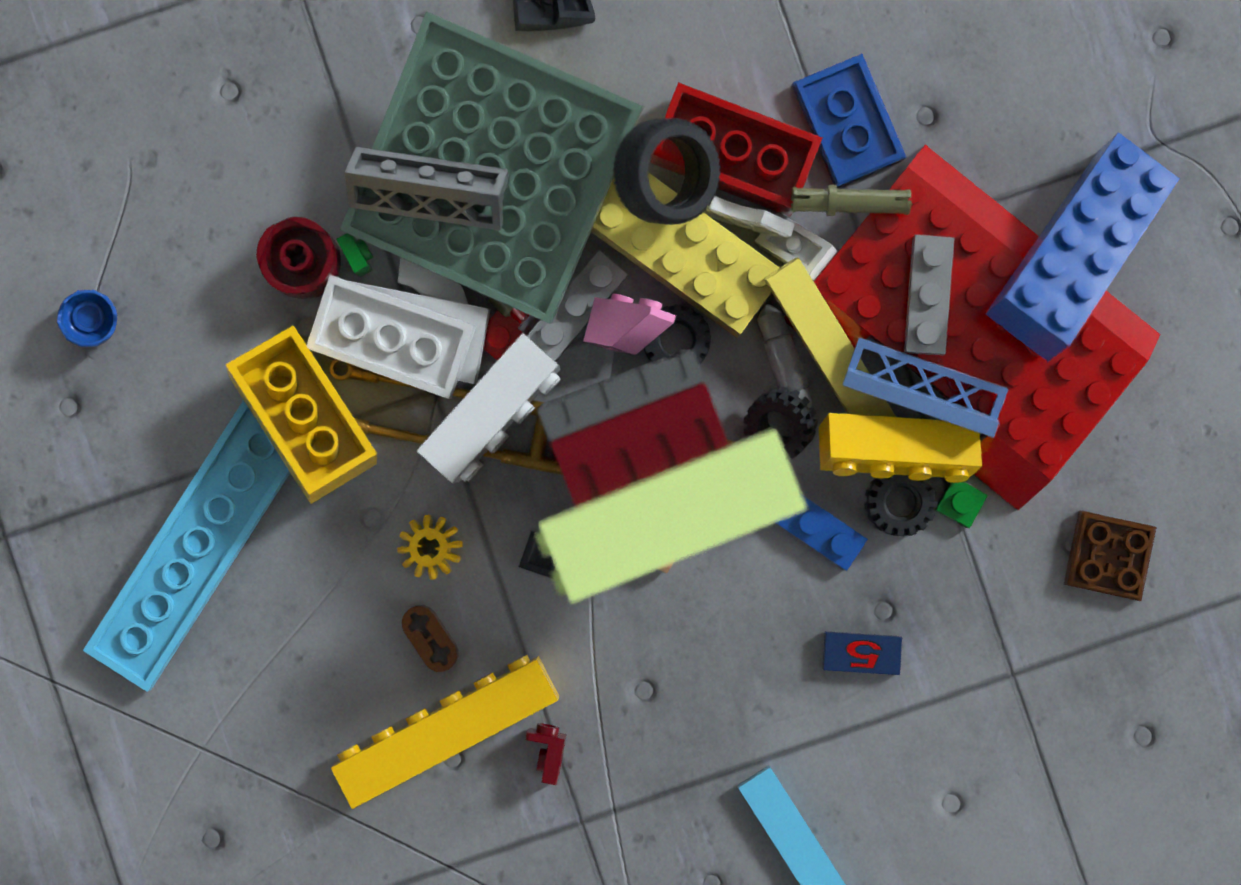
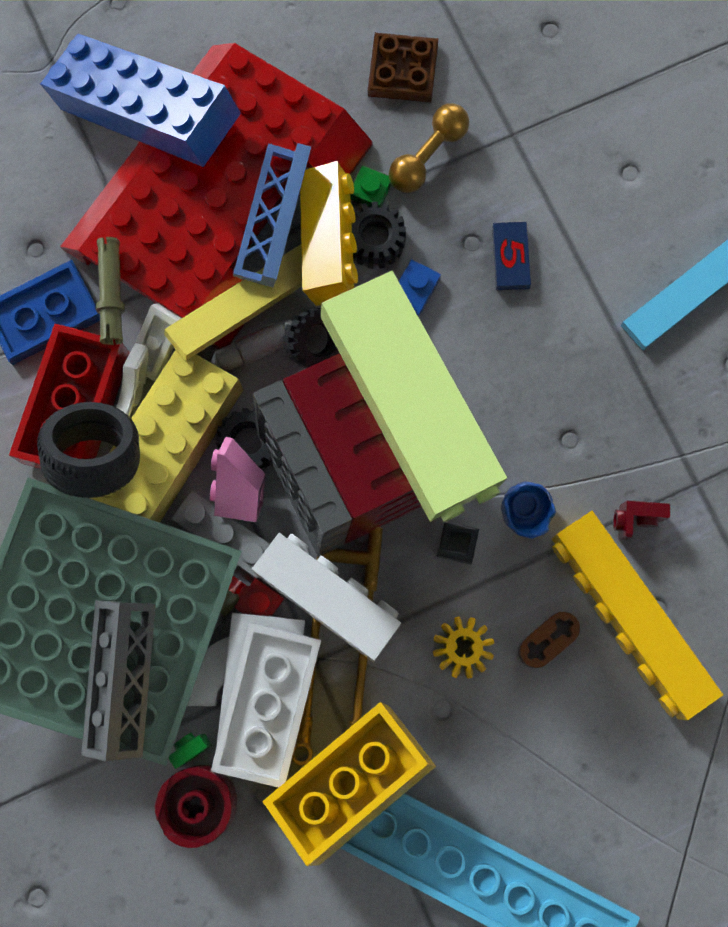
camera: 90 degrees left, 10 degrees down
(567, 633) = (528, 509): none -> blue hair
(929, 295) = (190, 218): light grey plate -> none
(1026, 600) = (449, 125): none -> pearl gold piece

